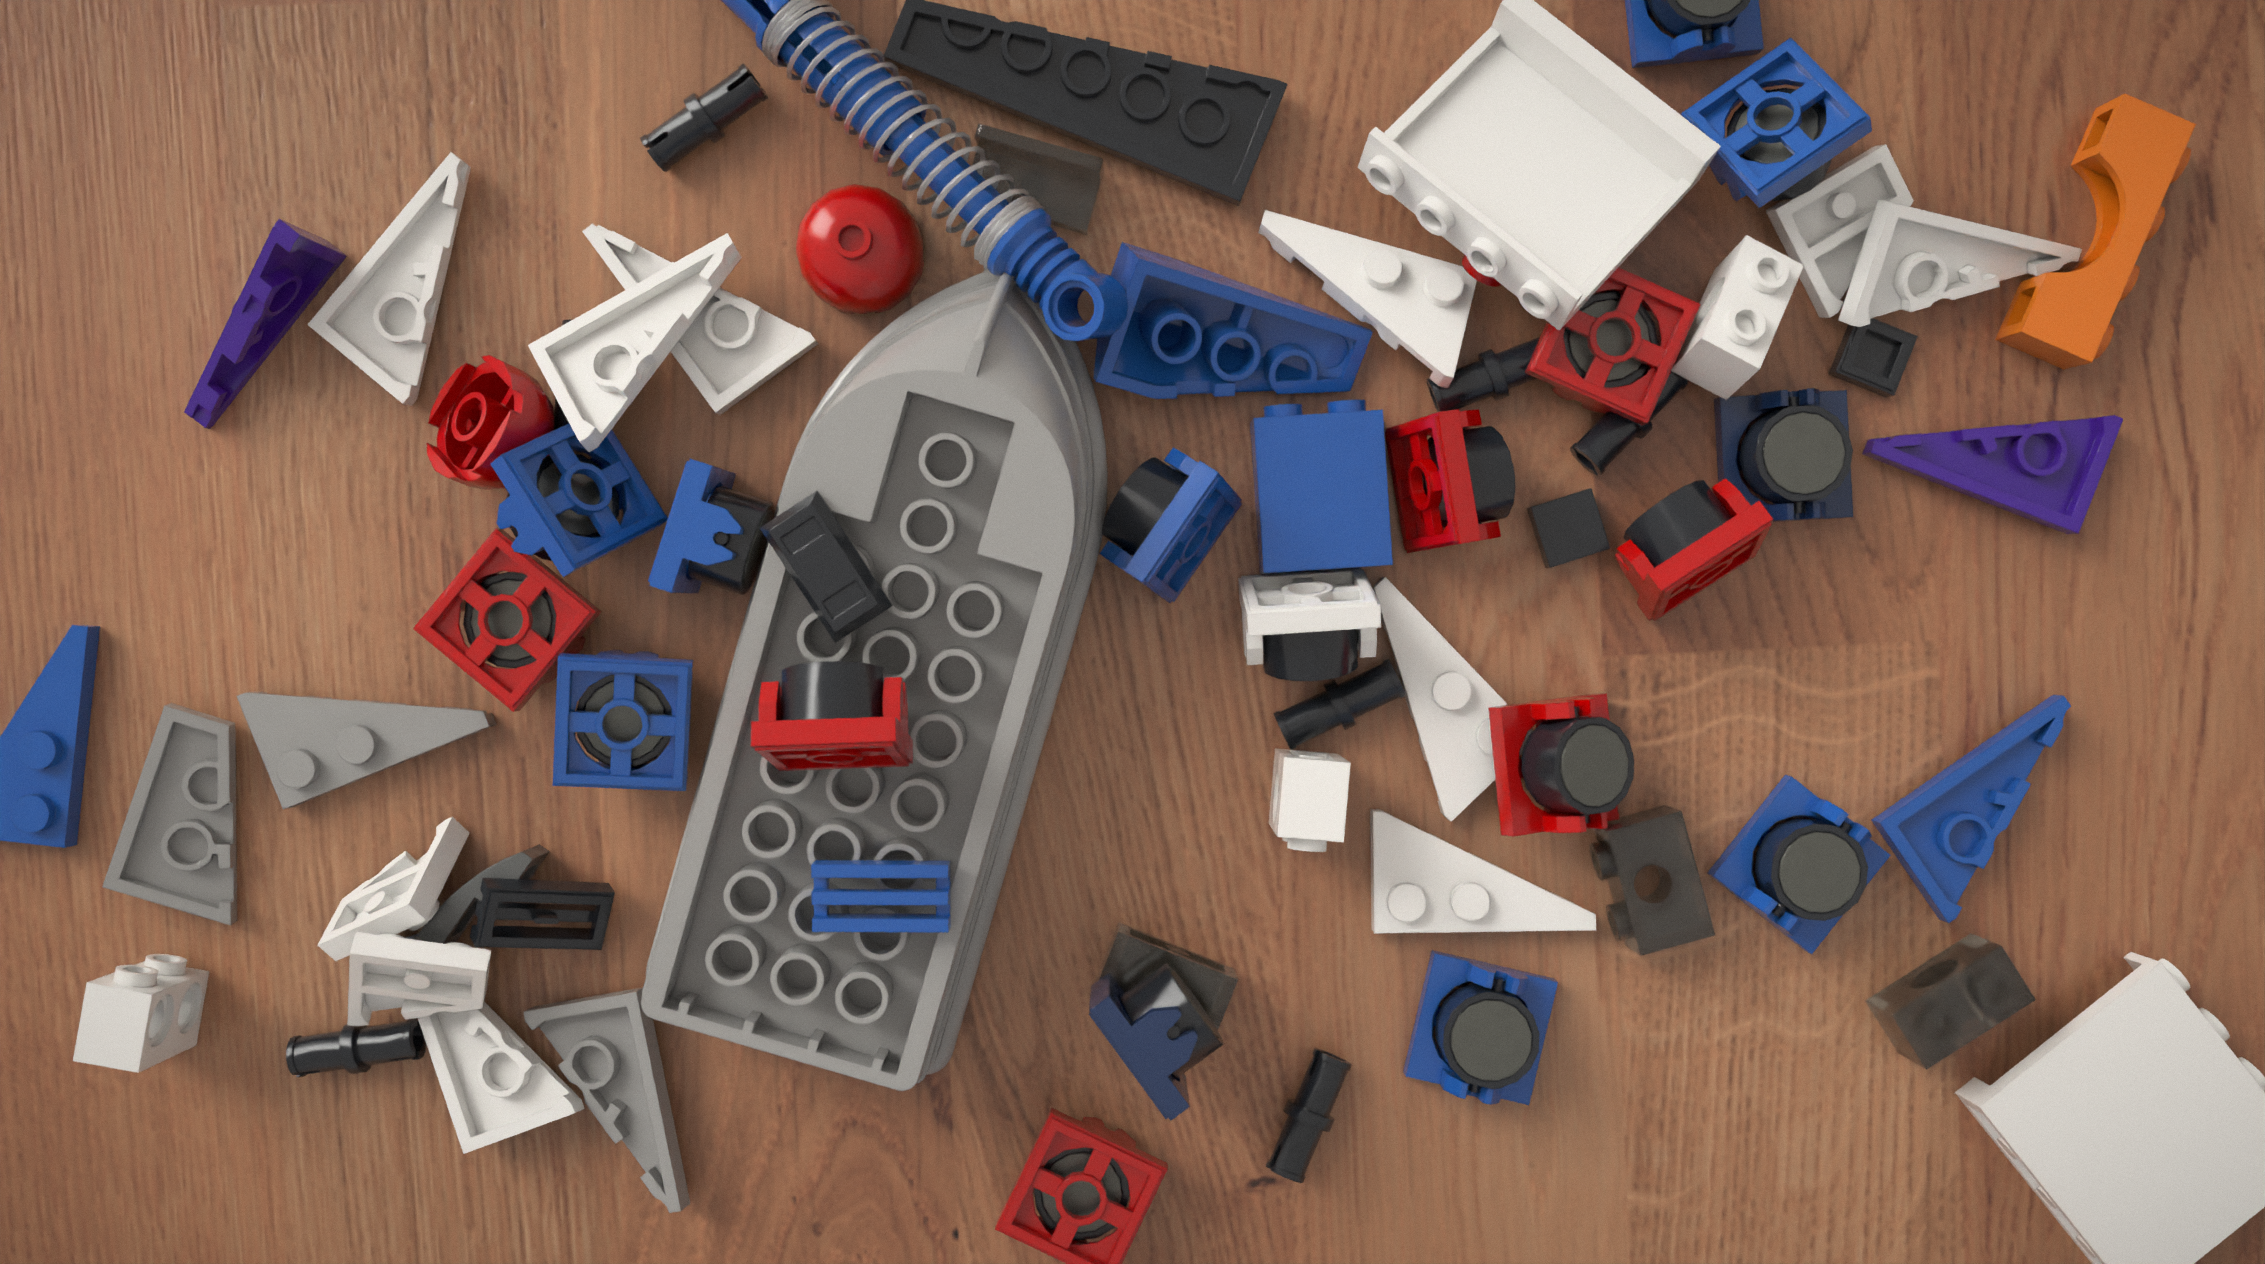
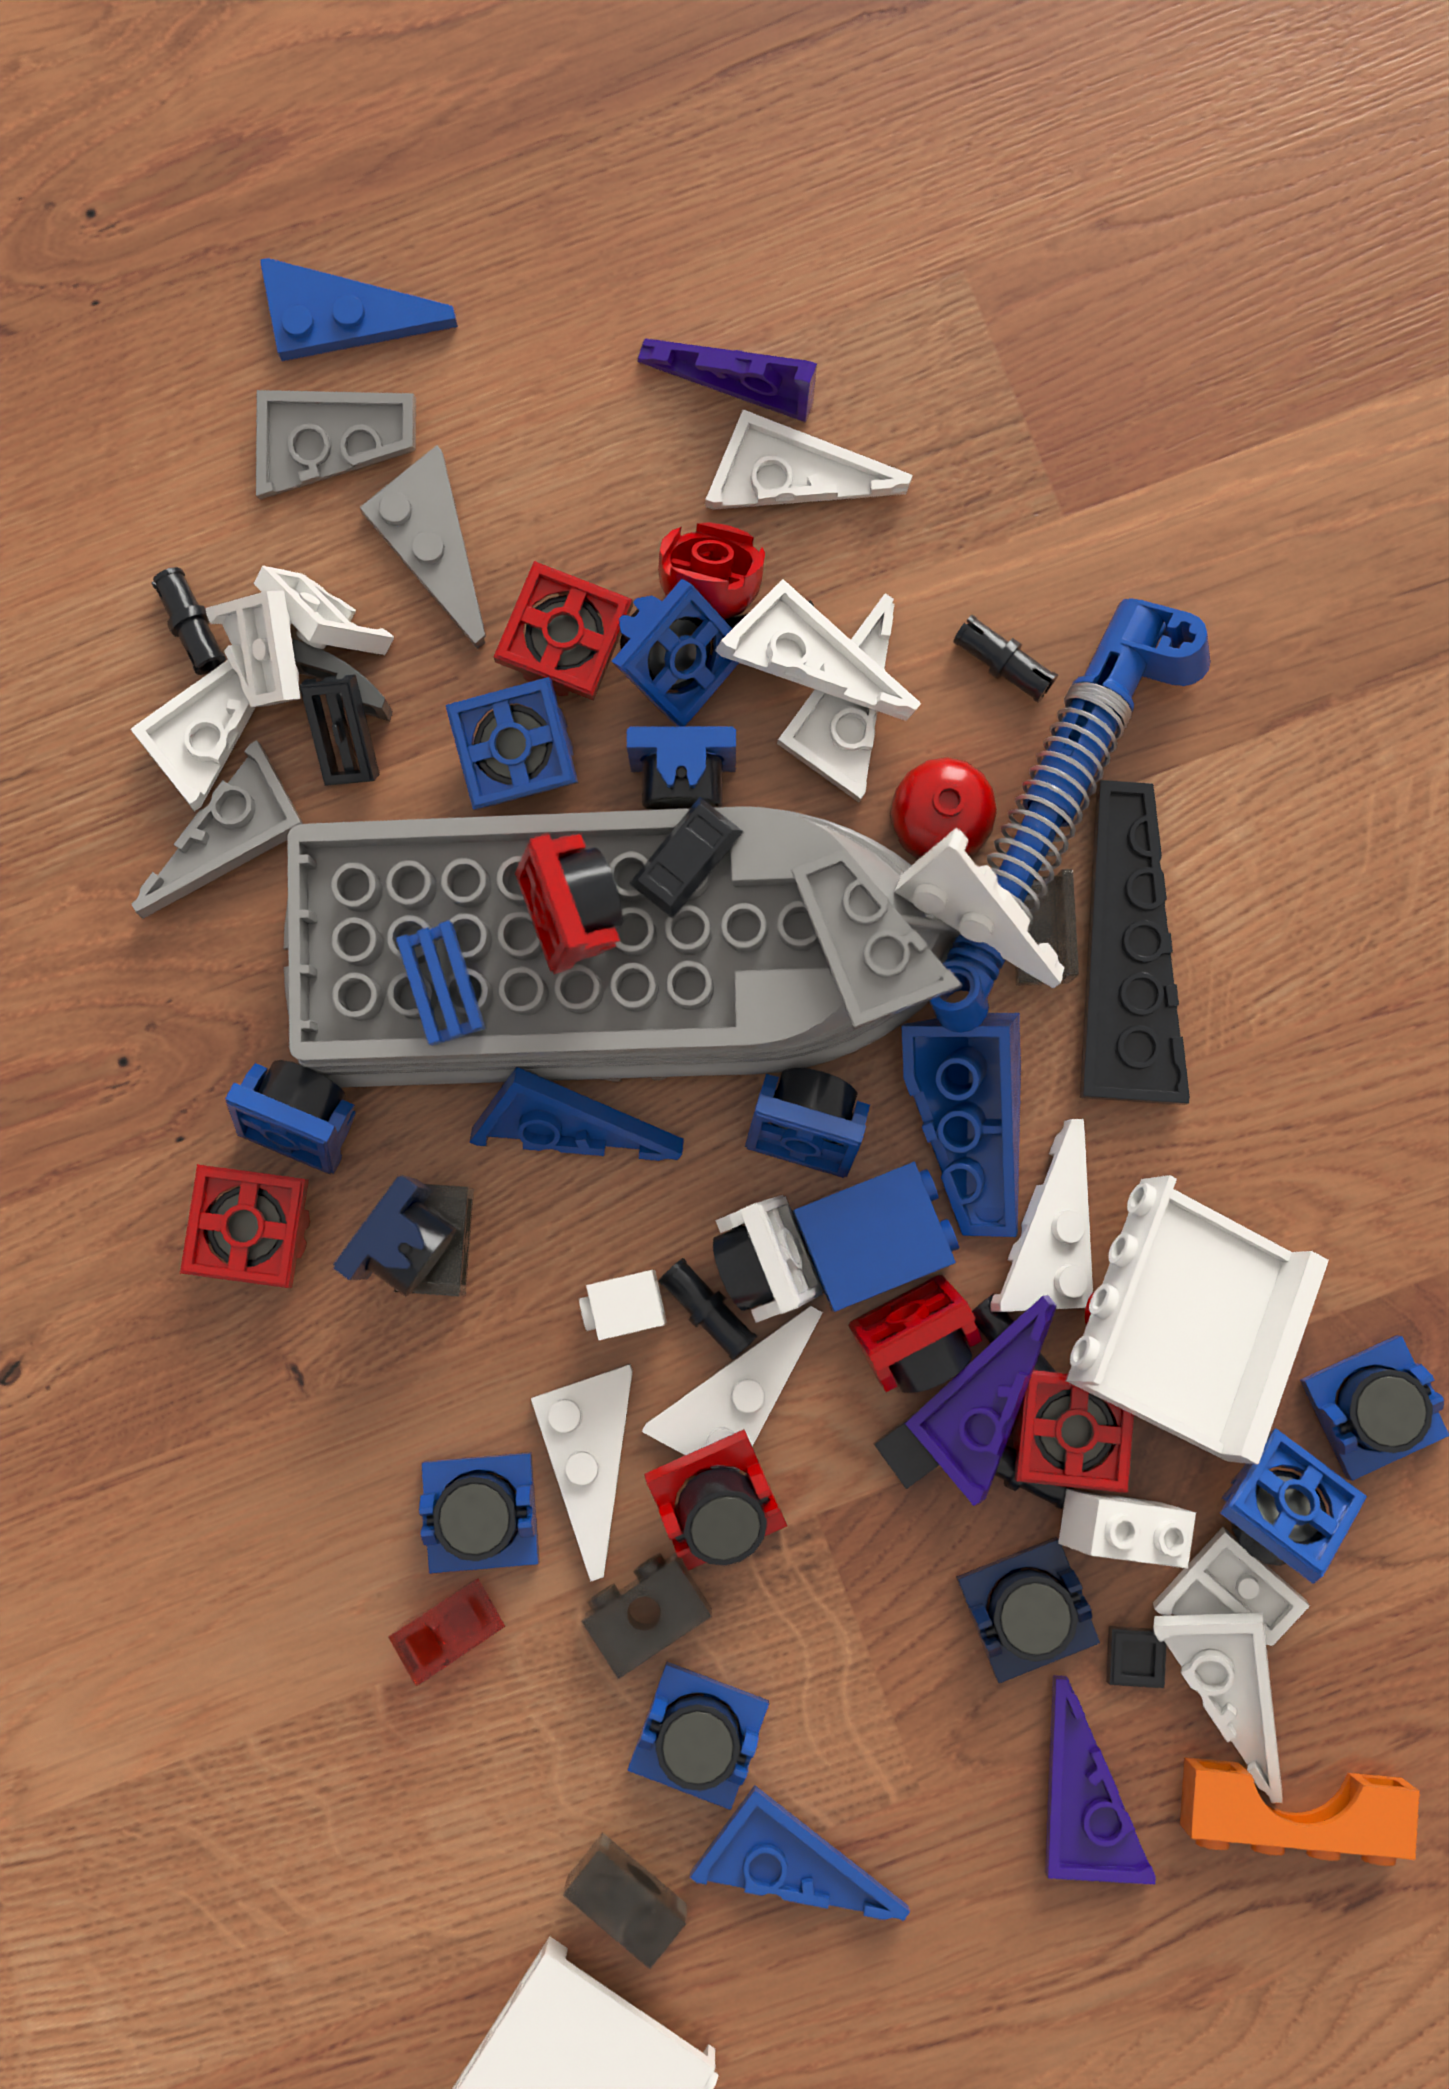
camera: 75 degrees right, 5 degrees down
(141, 1014) = (168, 450): white brick -> none
(969, 1102) = (292, 1113): none -> blue piece
(989, 249) = (975, 904): none -> white wing
(996, 390) = (867, 943): none -> light grey wing
(1075, 800) = (566, 1121): none -> blue wing
(1308, 1115) = (364, 1393): black pin -> none
(1556, 443) = (975, 1412): none -> dark purple wing
(1600, 1108) = (445, 1631): none -> clear red slope
(1690, 543) = (930, 1551): red piece -> none

